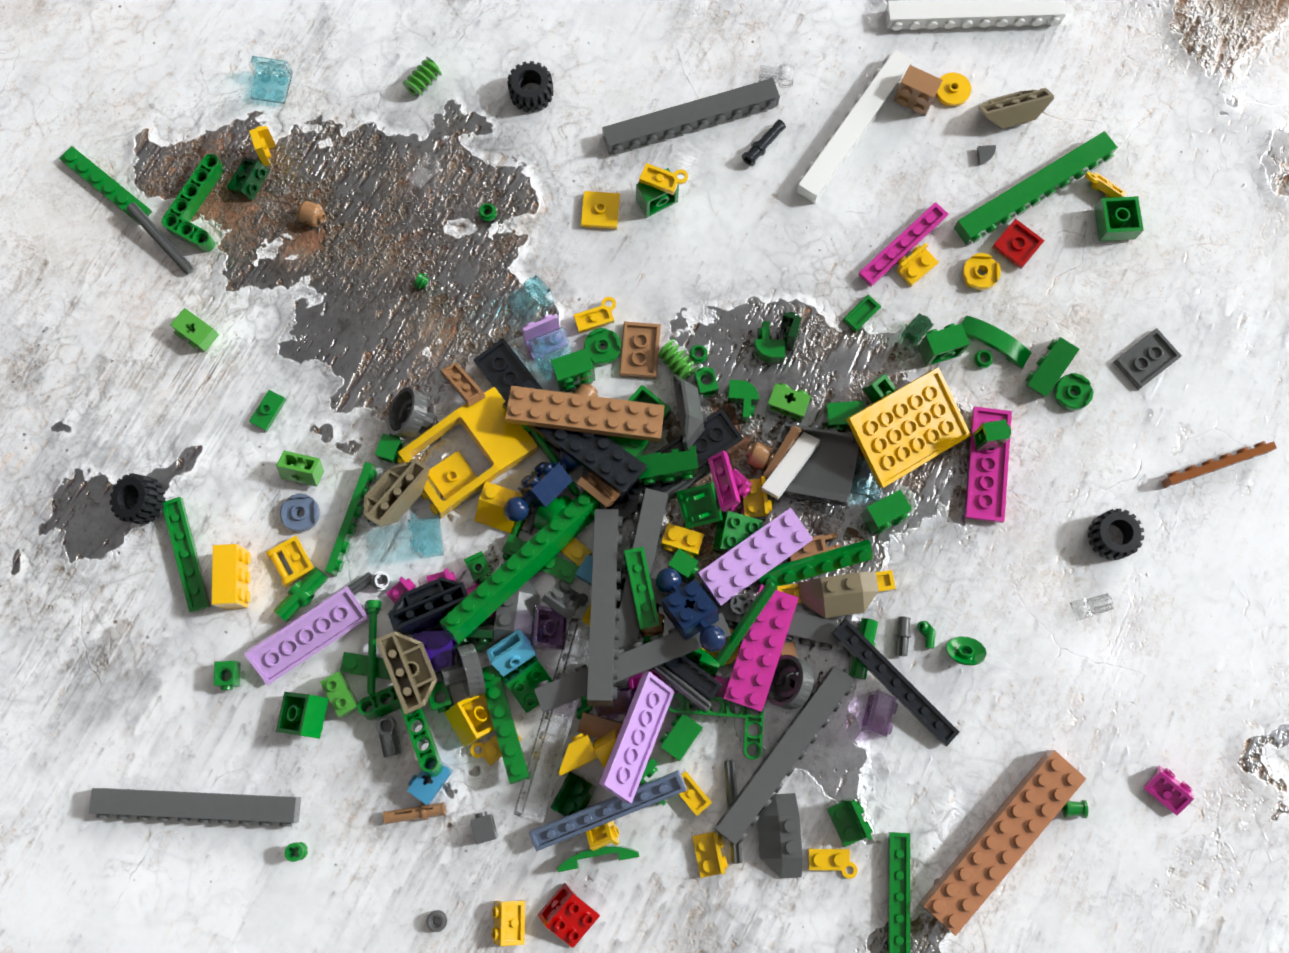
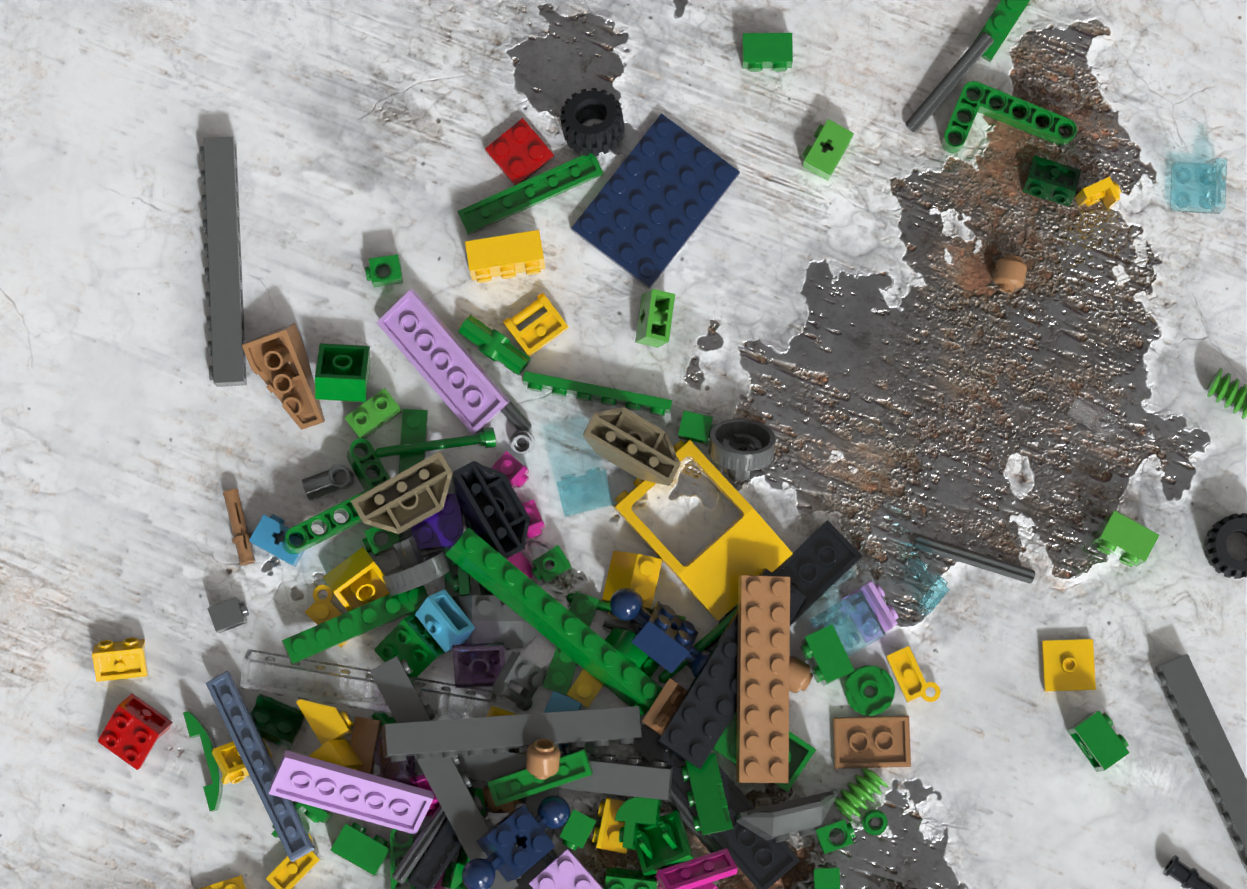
camera: 85 degrees right, 5 degrees up
(109, 365) = (767, 51): none -> green brick
(152, 560) = (519, 152): none -> red plate
(210, 461) = (655, 201): none -> dark blue plate
(267, 410) = (730, 262): green plate -> none
(289, 851) = (181, 383): green bush -> none
(291, 508) = (598, 313): sand blue plate -> none
(291, 763) = (284, 367): none -> medium nougat wedge
(421, 281) = (933, 435): green plate -> none
(430, 921) = (107, 572): flat silver plate -> none
(451, 475) = (669, 514): yellow plate -> none
(462, 384) = (792, 511): medium nougat tile -> none
(487, 207) = (1052, 507): green plate -> none
(515, 157) = (1125, 539): none -> bright green brick
(515, 264) = (974, 559): none -> dark grey axle
(627, 581) = (543, 758): none -> medium nougat head
(661, 178) = (1108, 746): yellow hinge -> none
(675, 522) = (635, 812): none -> green brick

